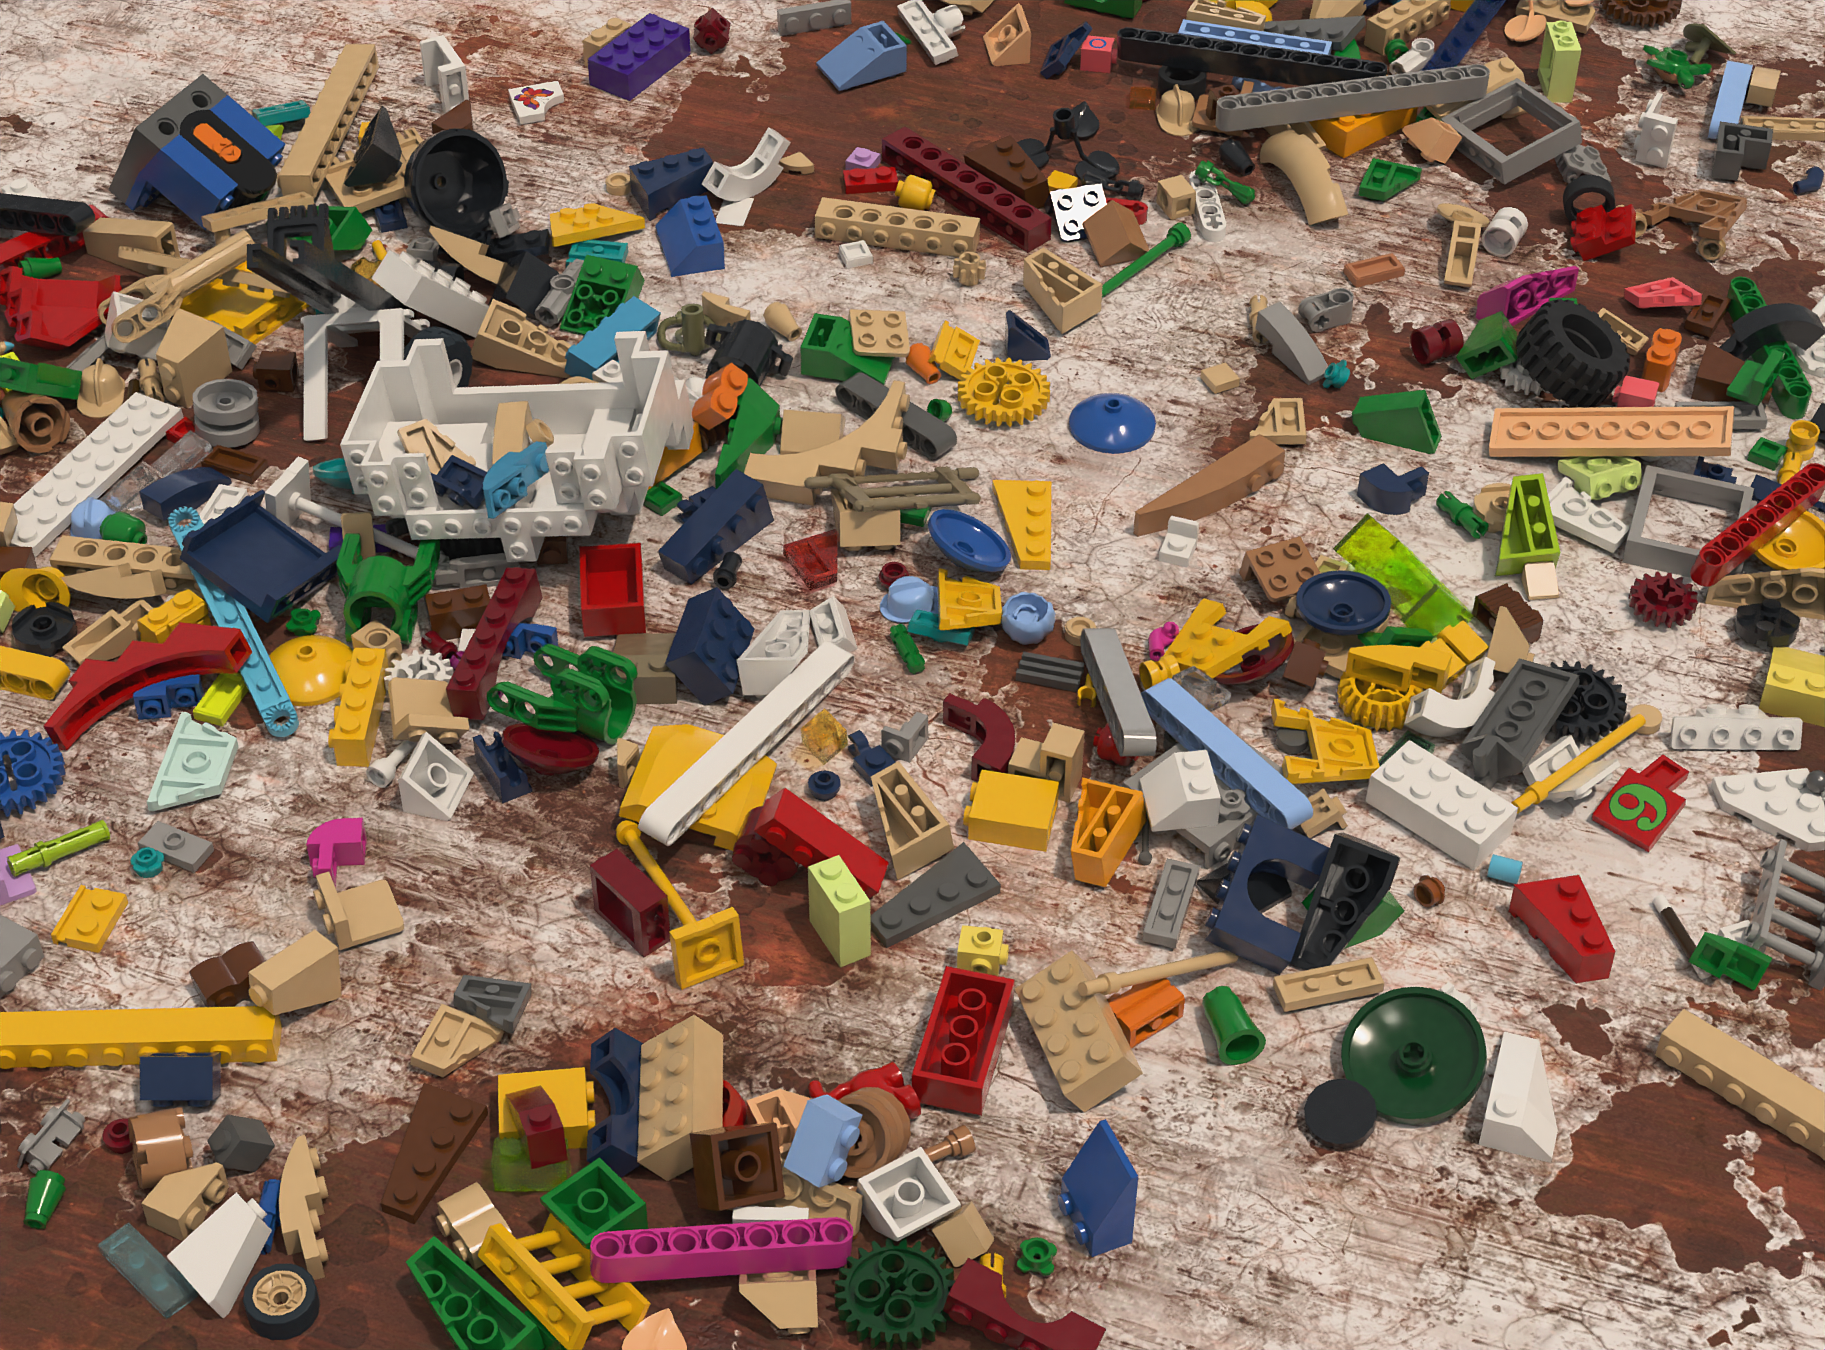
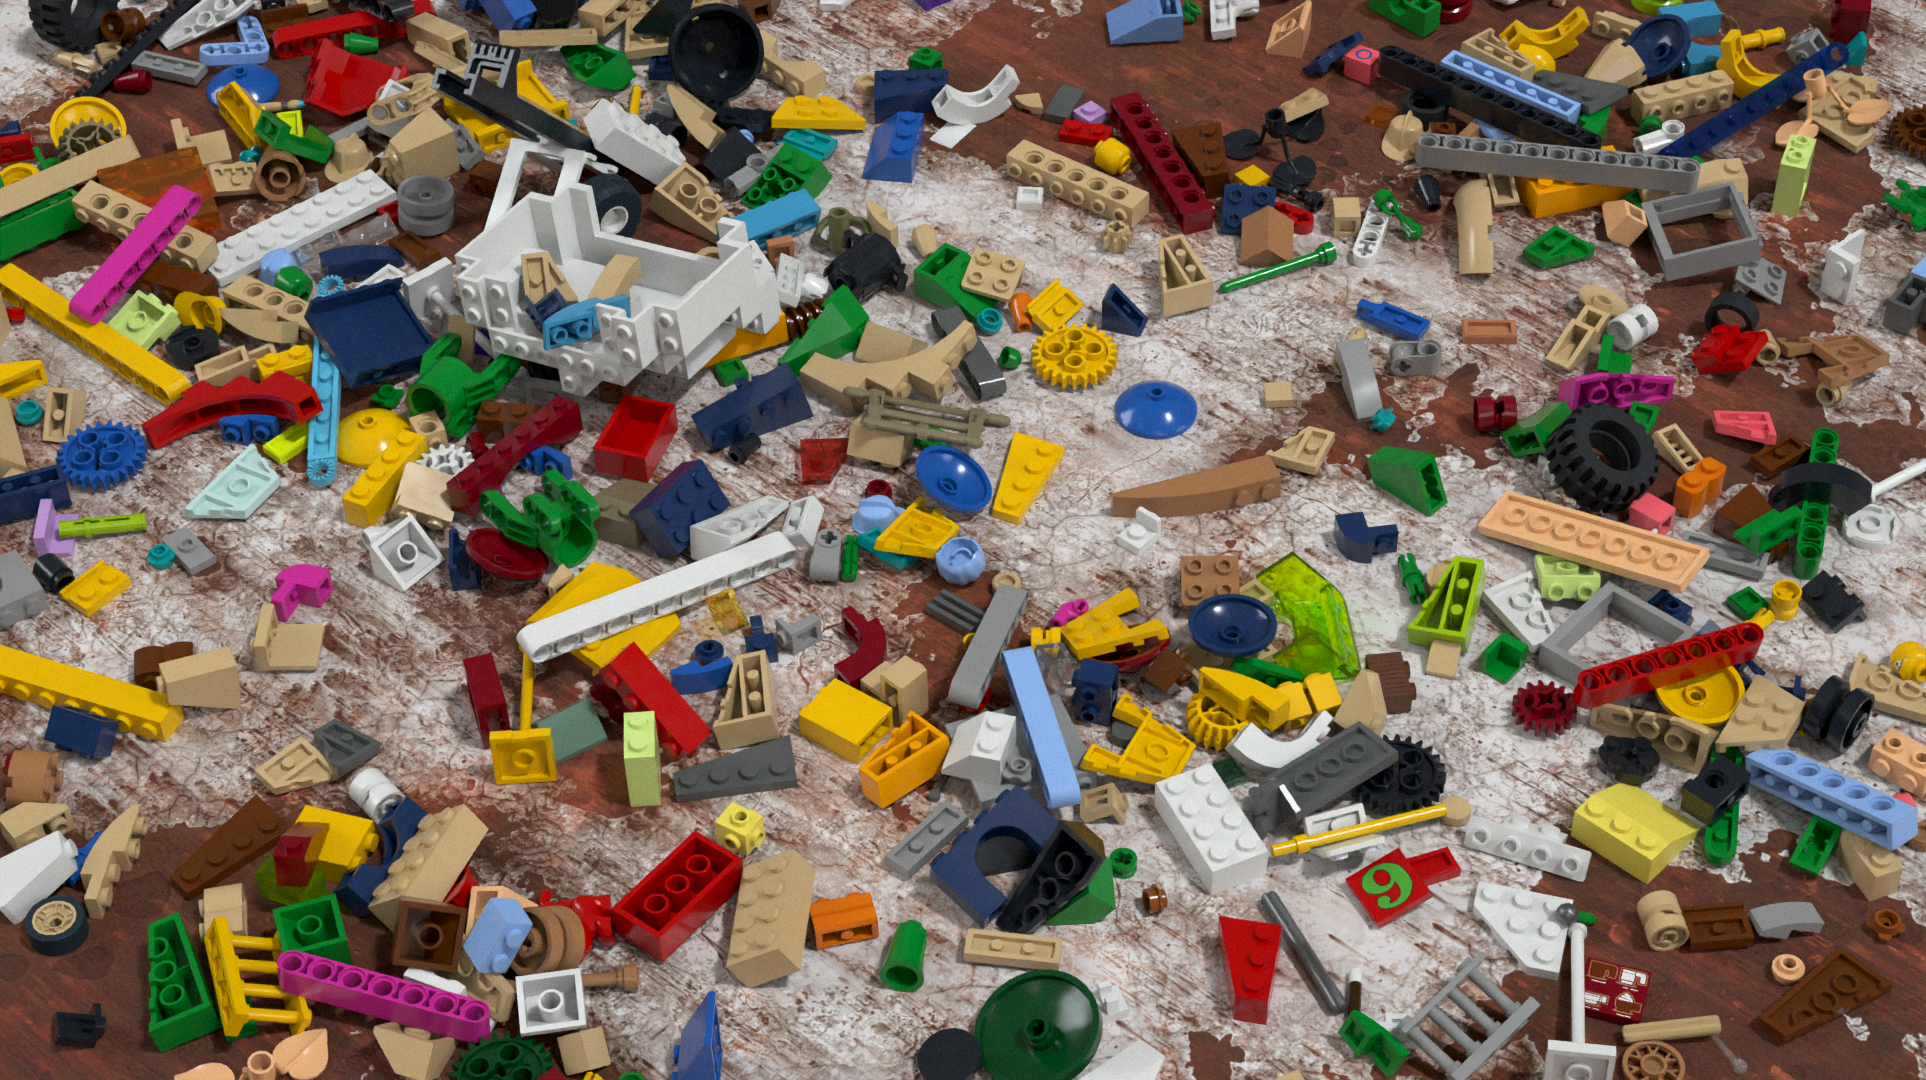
camera: 25 degrees right, 0 degrees up
(32, 914) = (53, 572): none -> black brick
(240, 1143) = (93, 795): dark grey brick -> none
(504, 220) = (744, 93): light grey hinge -> none
(540, 432) = (637, 288): tan tile -> none
(544, 193) = (796, 77): none -> tan arch
(564, 1040) = (374, 793): none -> white wheel
(672, 143) = (926, 59): none -> green brick
(719, 396) = (810, 294): orange brick -> none
(728, 890) = (573, 729): none -> sand green slope
(831, 157) = (1064, 103): none -> dark grey tile
(846, 807) = (696, 679): none -> blue slope
(887, 653) = (827, 556): none -> light grey piece
(897, 374) = (989, 320): none -> teal plate
(1067, 97) = (1304, 104): none -> tan wing
(1112, 982) = (808, 885): tan bar -> none
(1249, 705) = (1095, 692): none -> dark blue brick
(1281, 280) = (1393, 319): none -> blue hinge
(1499, 267) = (1612, 361): none -> green panel
(1504, 869) = (1234, 902): medium azure hinge -> none
(1596, 563) = (1504, 658): none -> green panel
(1604, 898) = (1304, 953): none -> dark grey axle

